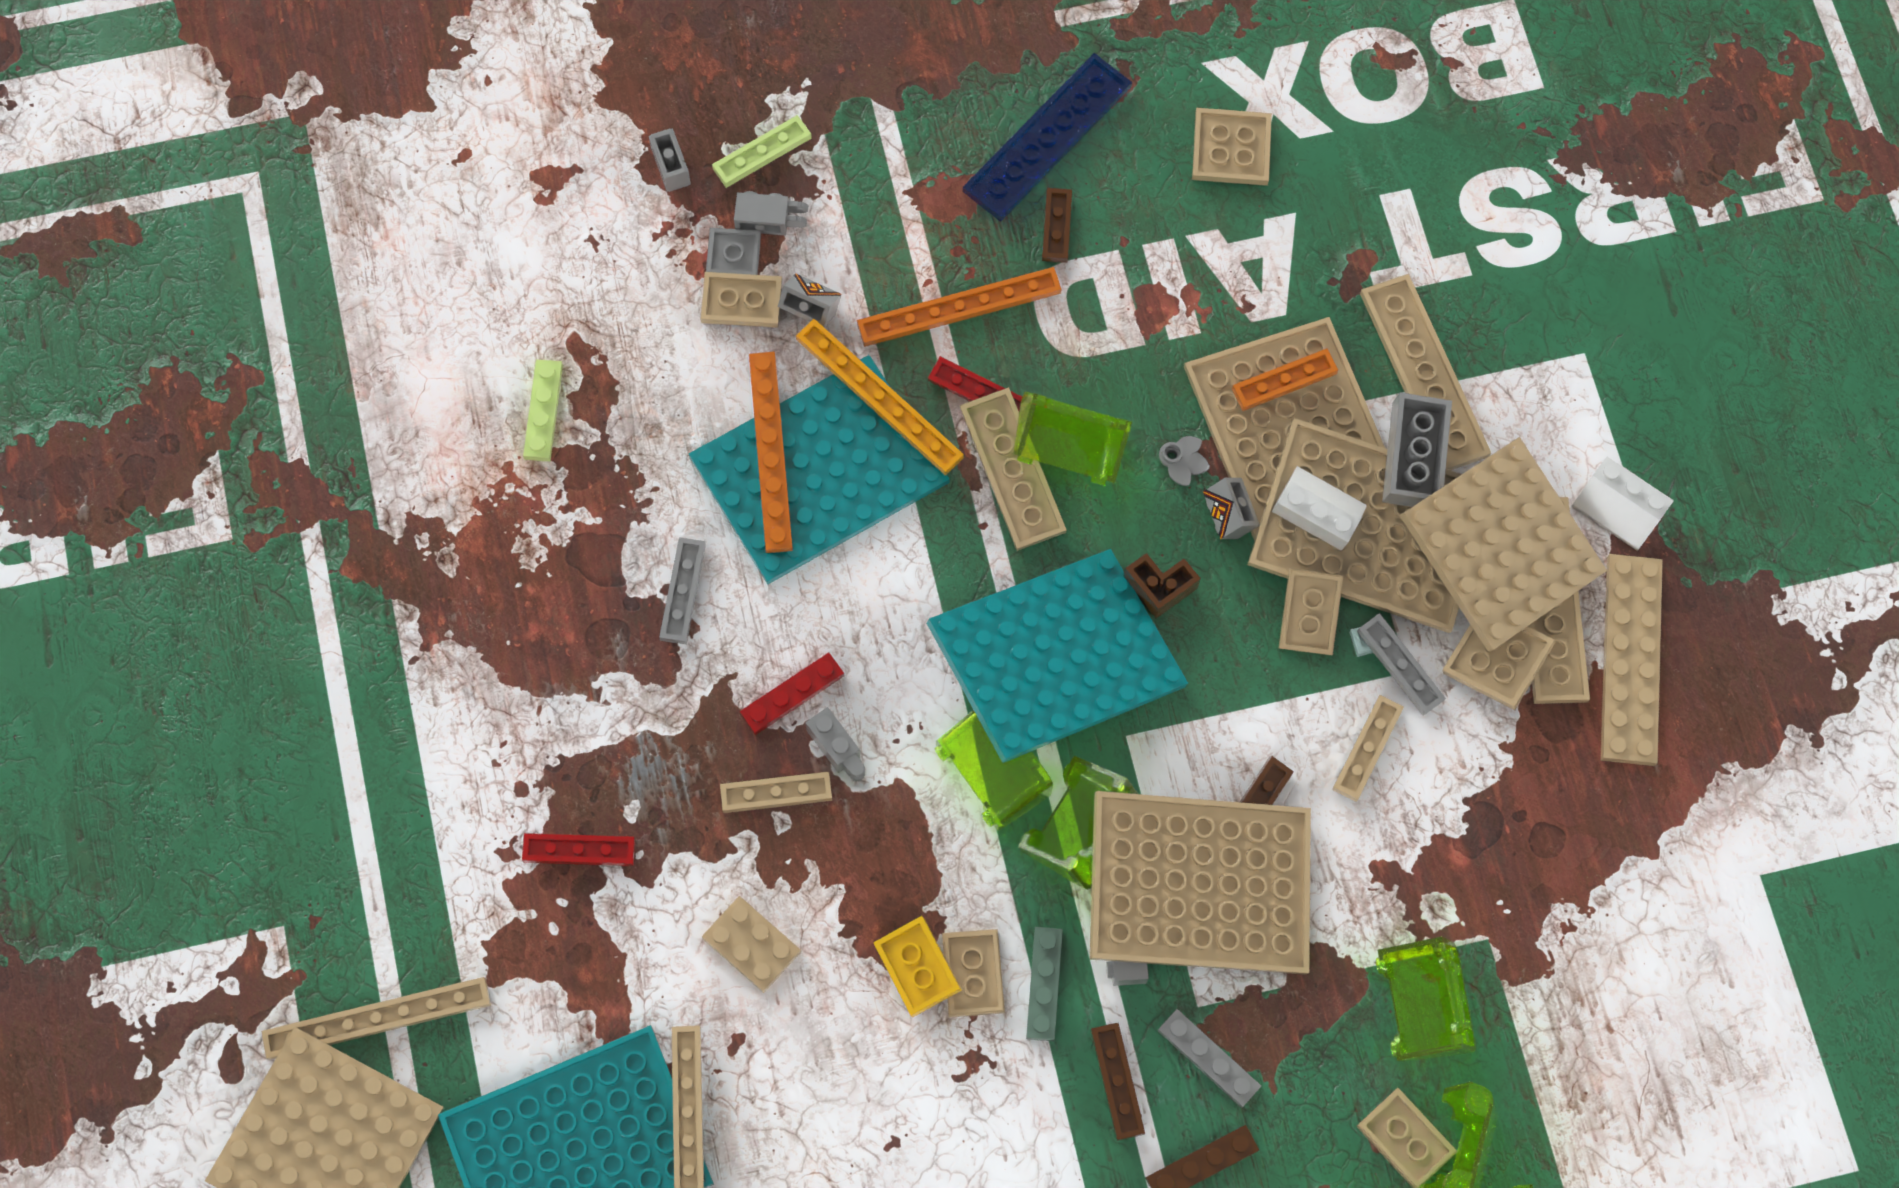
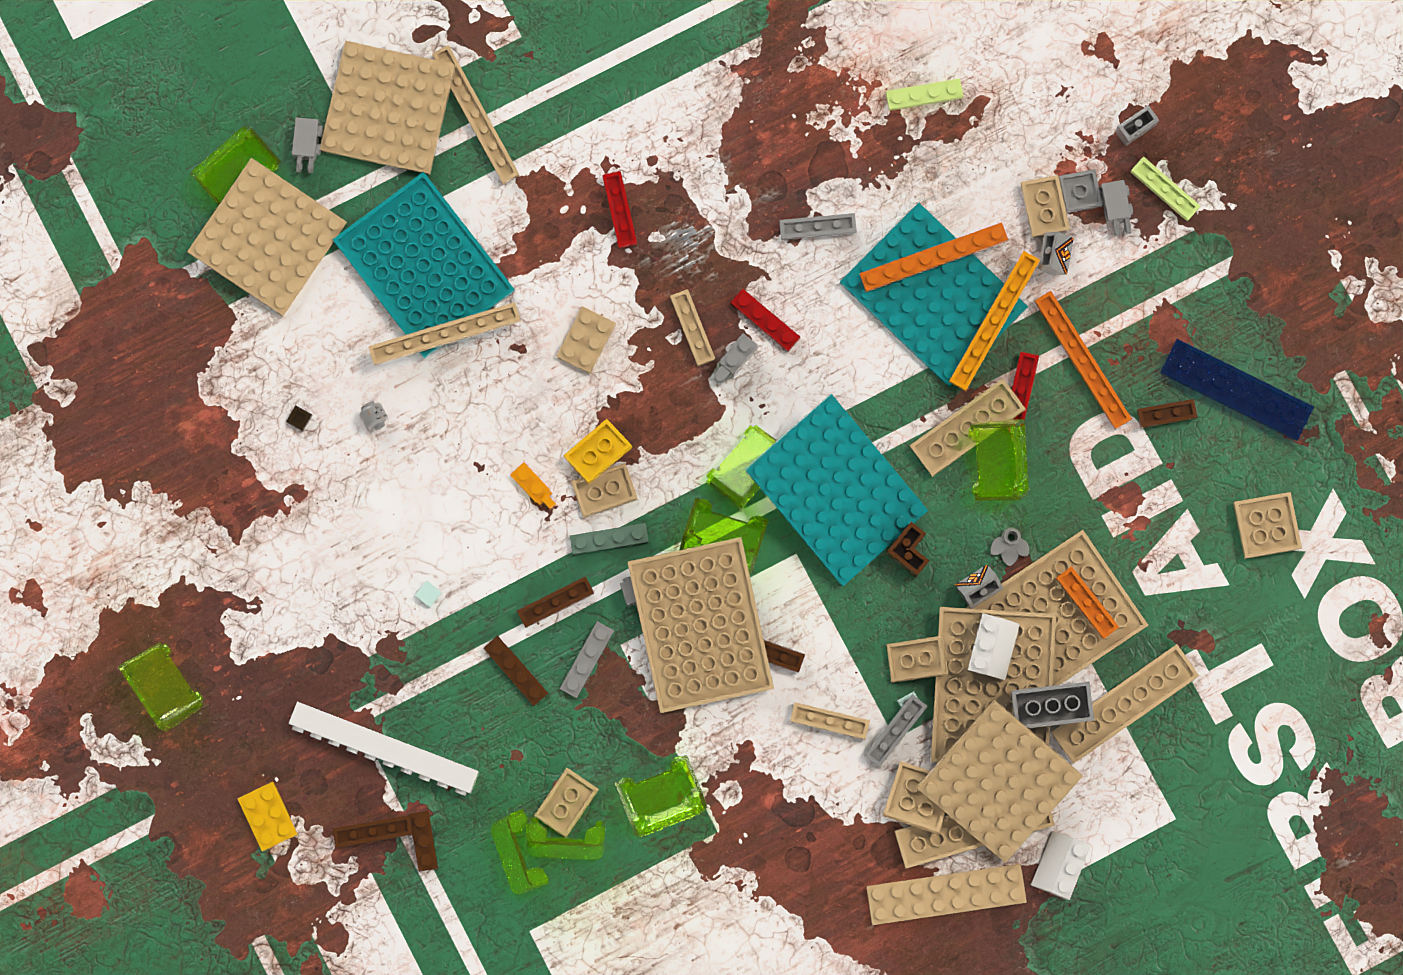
camera: 75 degrees right, 10 degrees up
(941, 1072) = (533, 485): none -> light orange hinge

